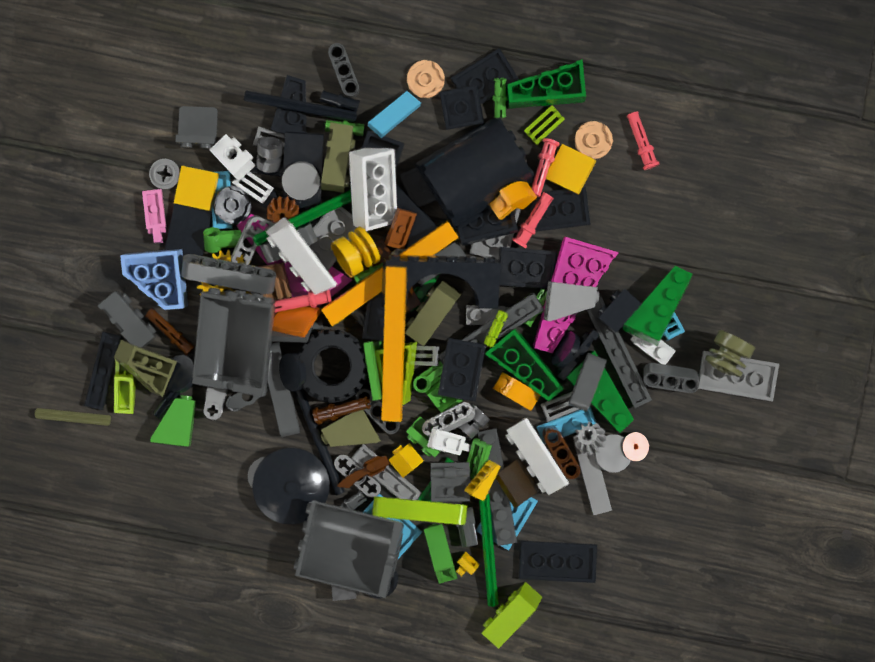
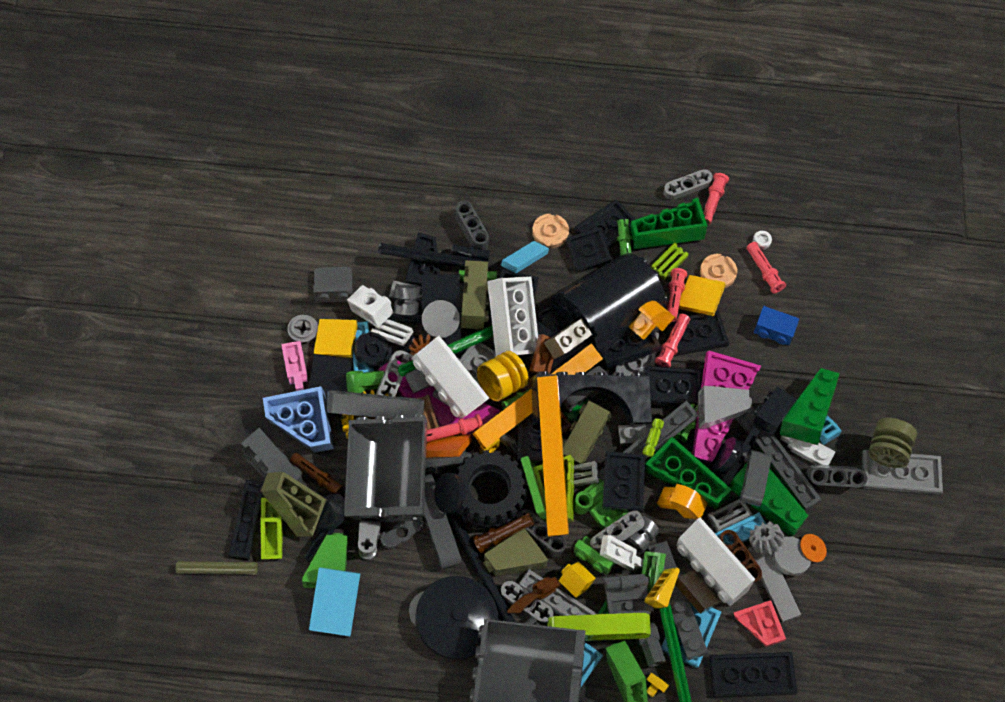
camera: 10 degrees left, 25 degrees down
(179, 462) = (334, 601): none -> medium azure tile
(425, 216) = (568, 338): none -> brick
(574, 515) = (762, 623): none -> coral wing
(589, 25) = (692, 178): none -> light grey beam
(605, 46) = (716, 191): none -> coral pin
(640, 210) = (776, 326): none -> blue brick
(645, 107) = (763, 239): none -> white tile

